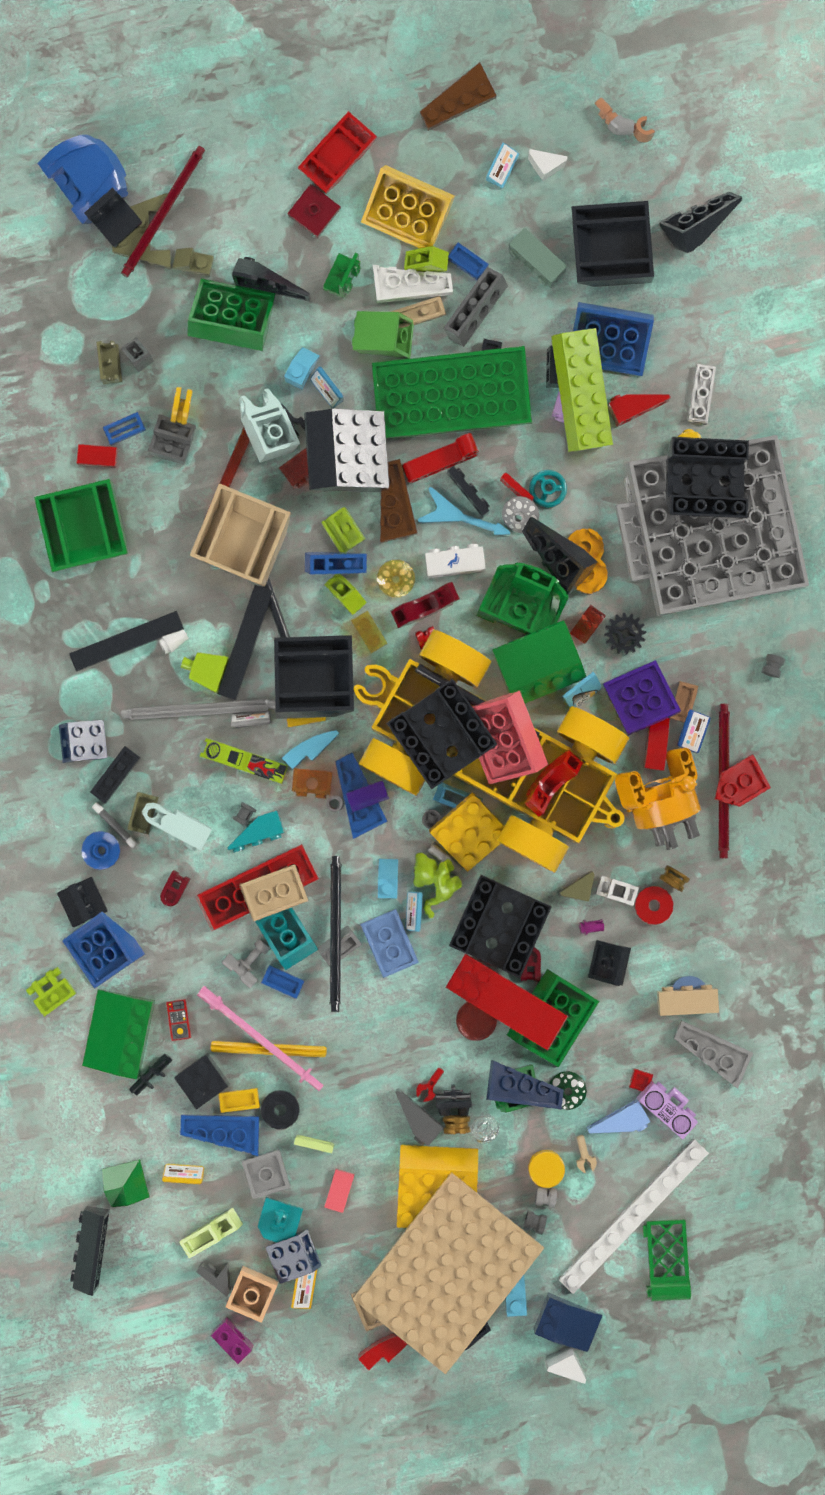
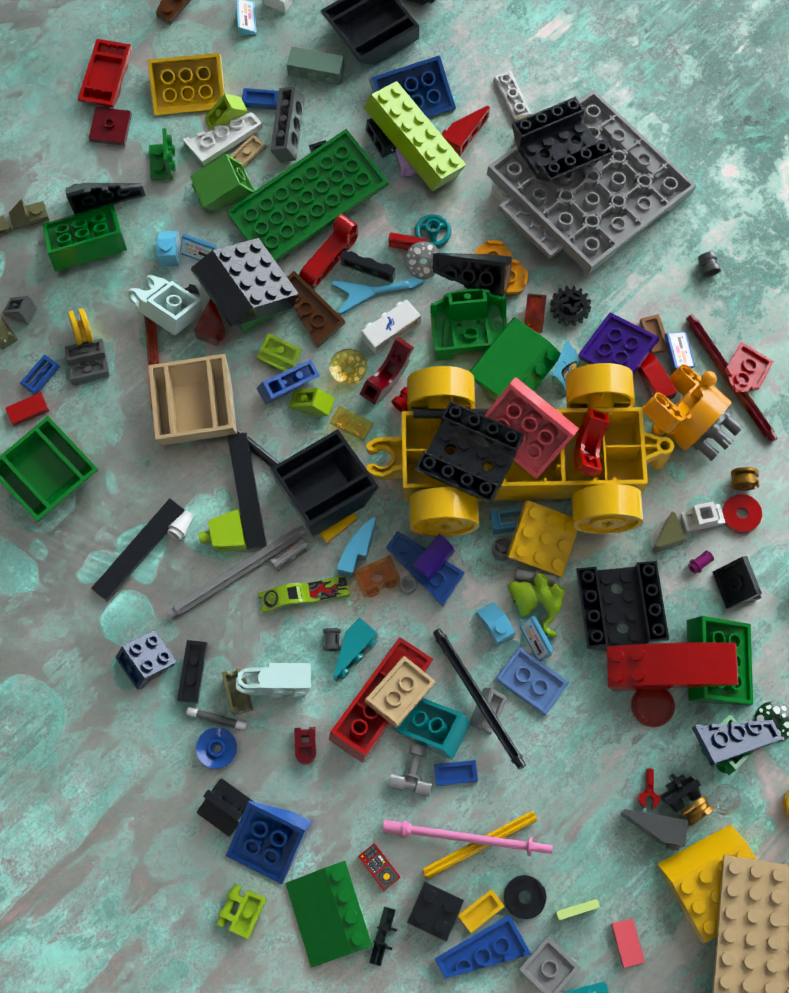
camera: 25 degrees left, 15 degrees down
(534, 960) = (672, 620): dark red plate -> none

